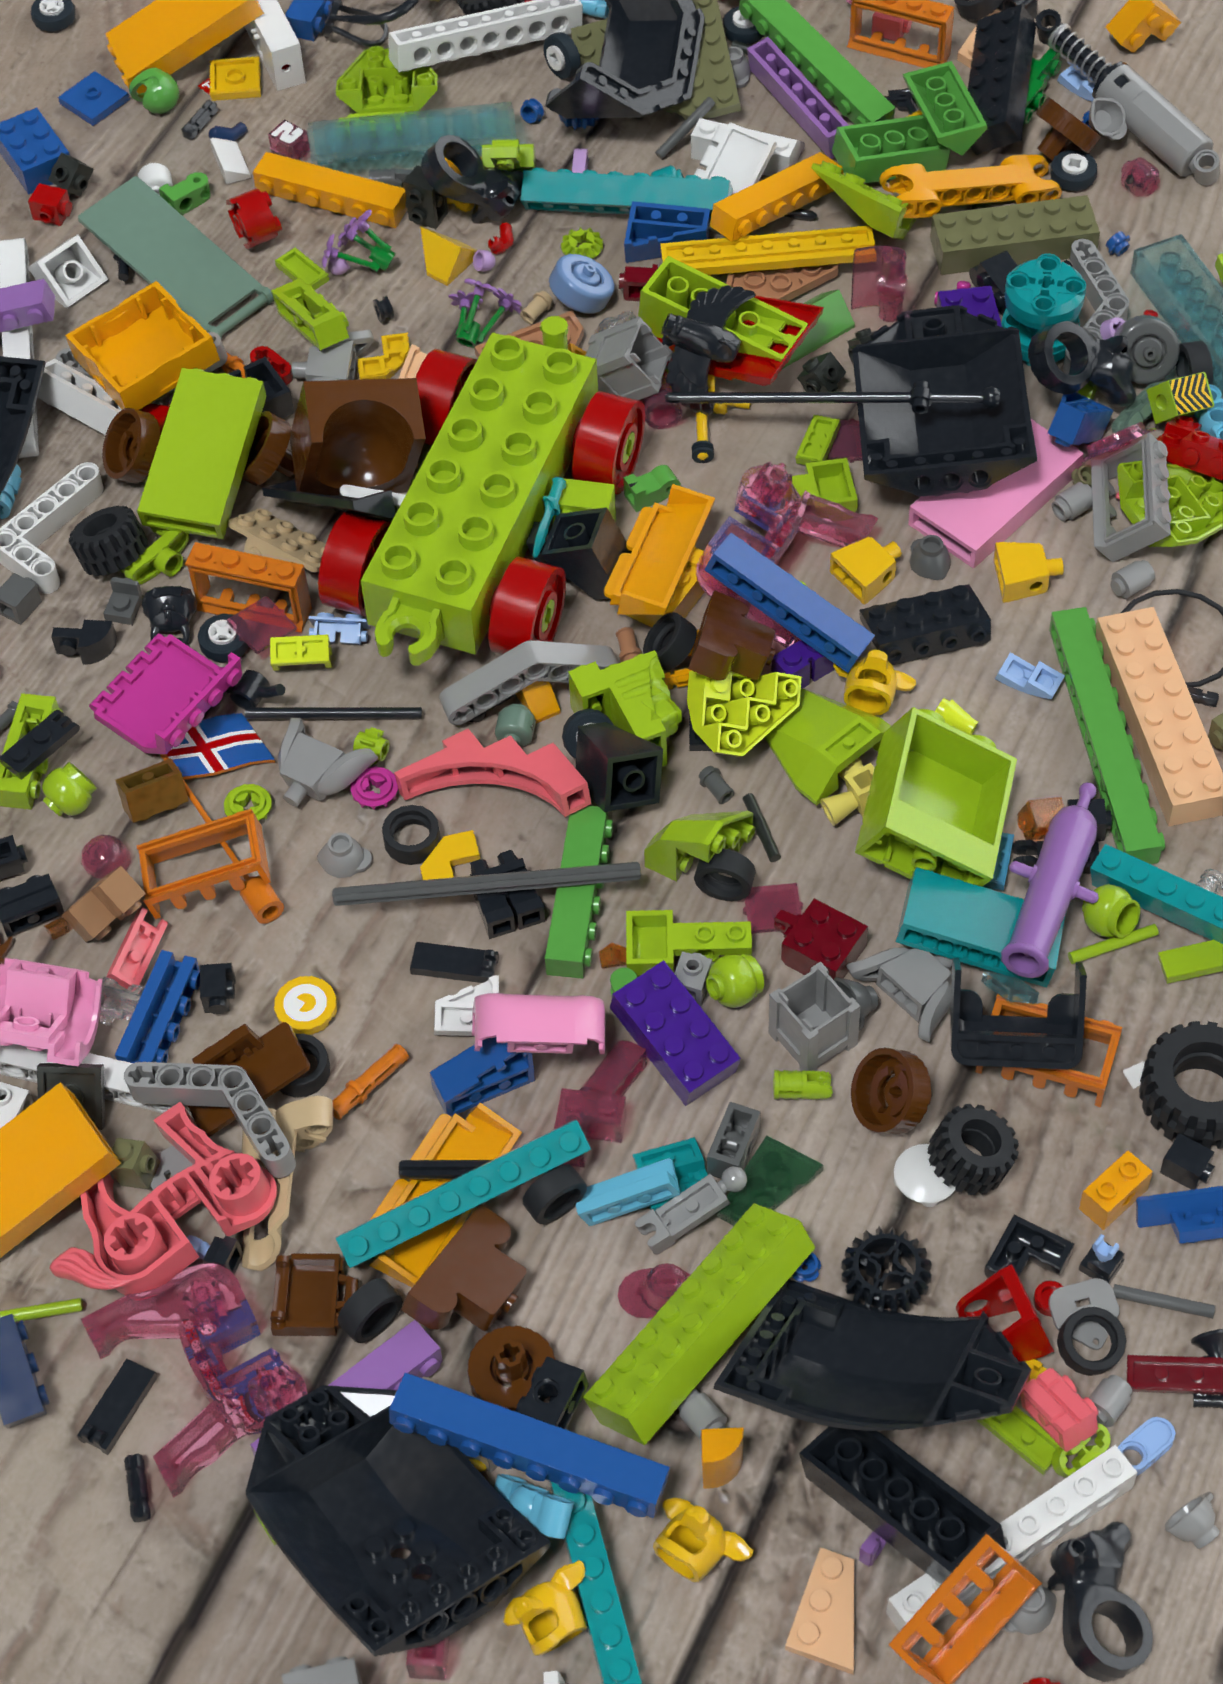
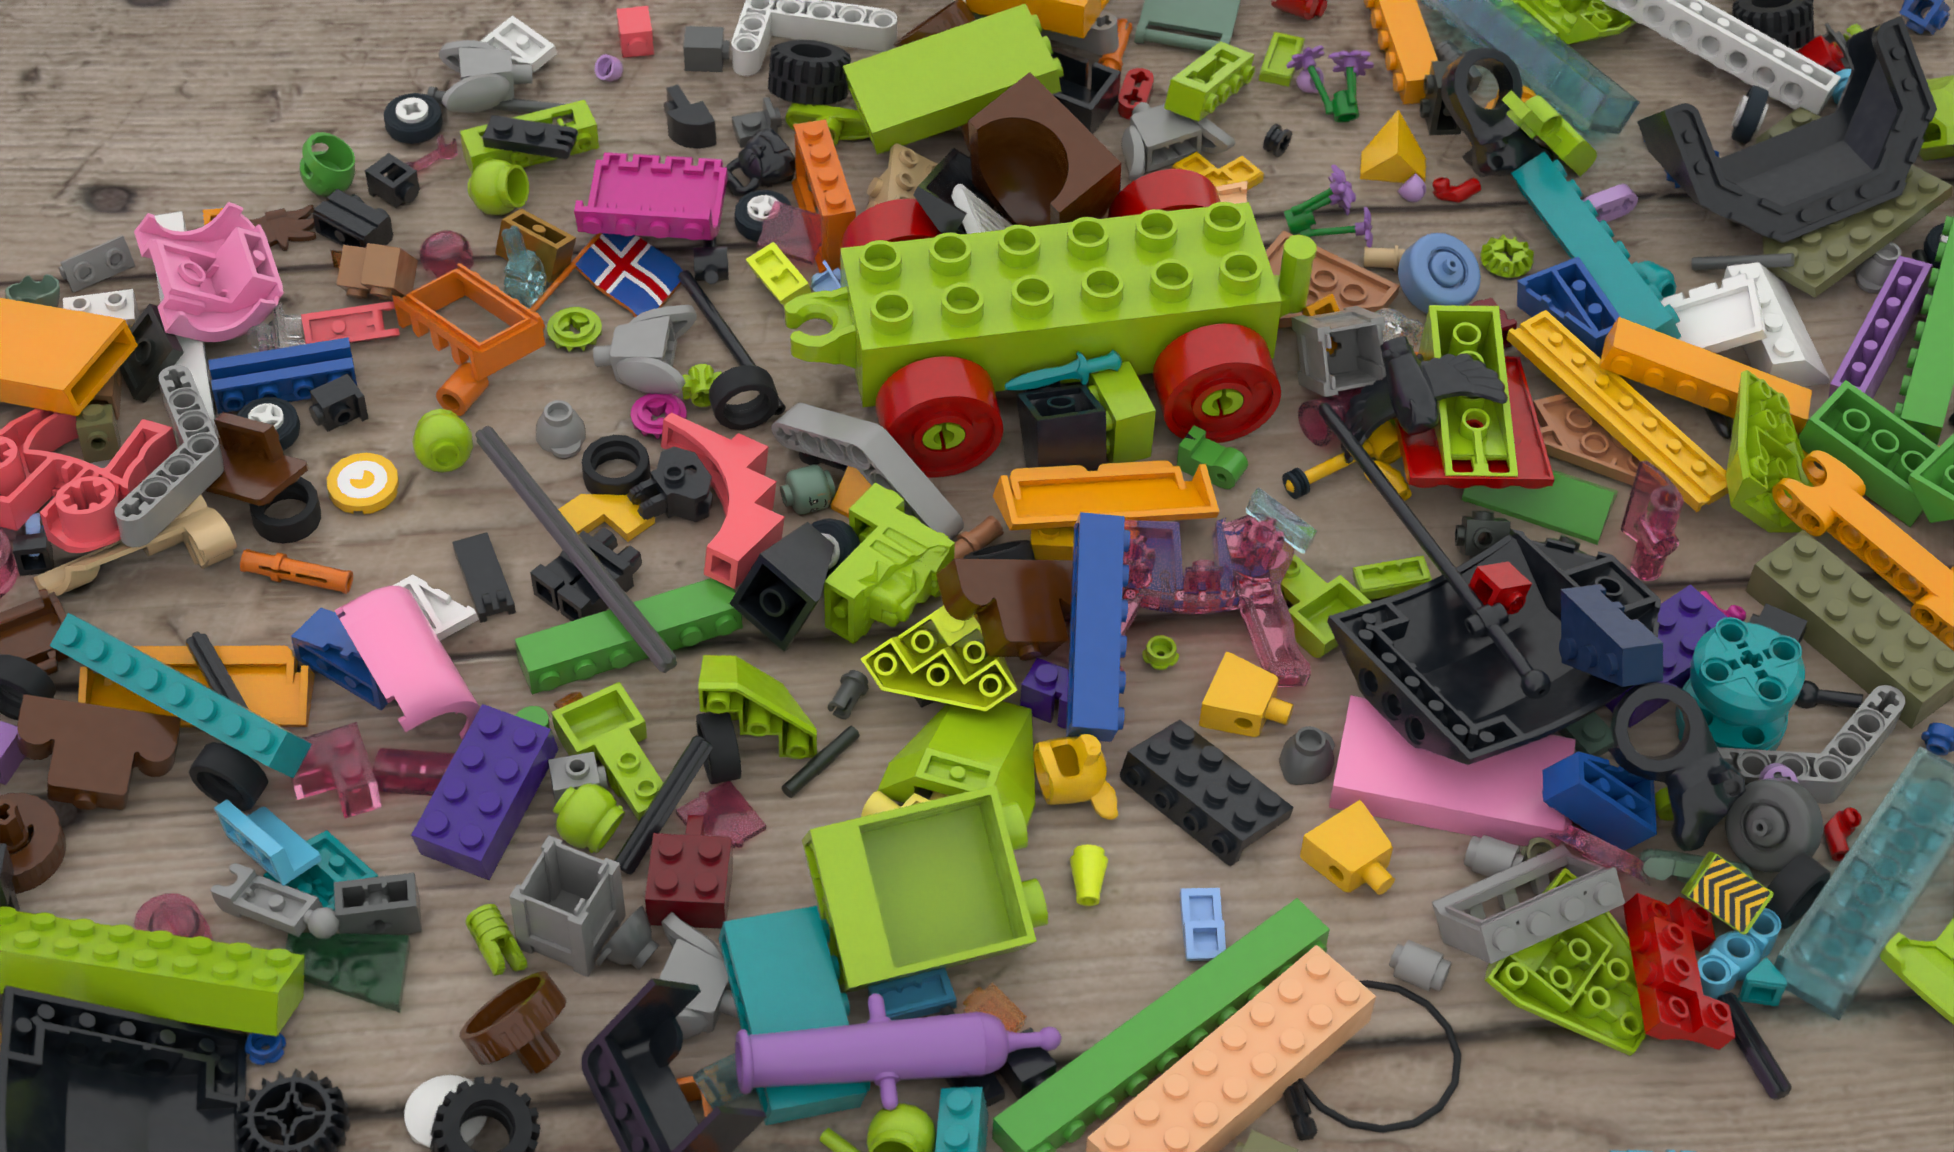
camera: 55 degrees right, 5 degrees down
(183, 807) = (524, 271): none -> clear light blue piece
(195, 1034) = (275, 412): none -> black wheel
(312, 931) = (442, 441): none -> lime piece
(408, 723) = (740, 380): none -> black tyre
(461, 802) = (675, 488): none -> black hinge
(752, 462) = (1296, 531): none -> clear light blue tile
(758, 927) = (663, 804): none -> black axle
(896, 376) = (1501, 584): none -> red brick
(991, 342) = (1605, 641): none -> dark blue wedge

